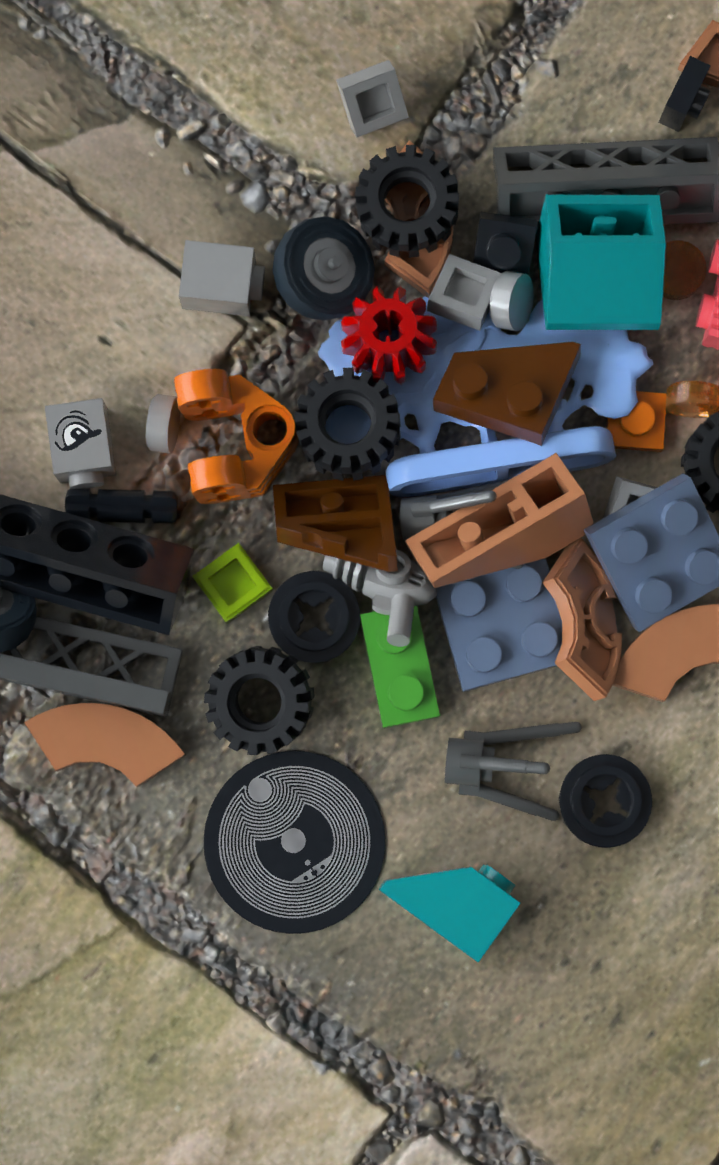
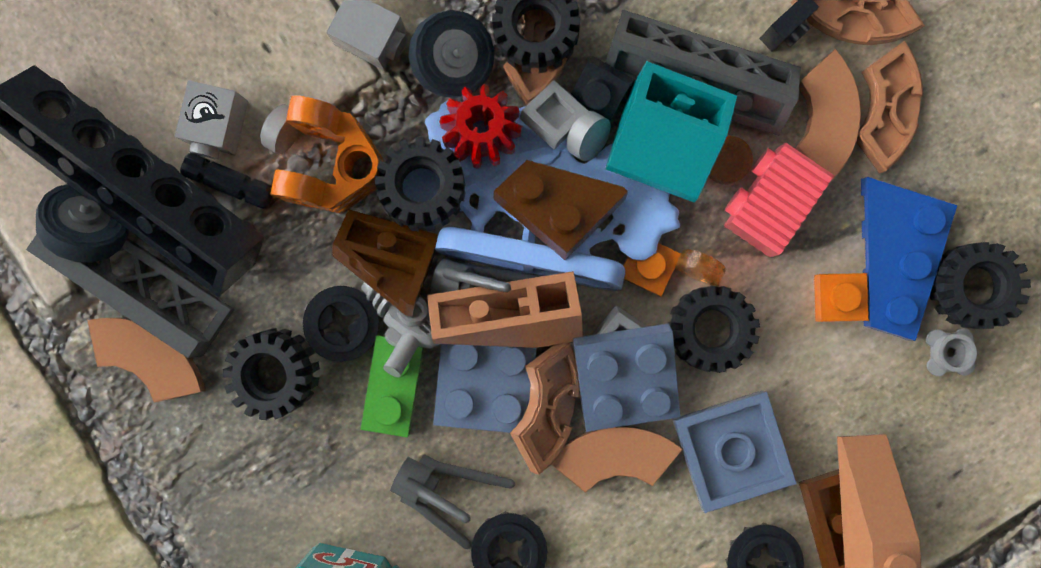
camera: 20 degrees right, 5 degrees up
(232, 583) = (290, 273): lime tile -> none
(294, 842) = (262, 488): black piece -> none

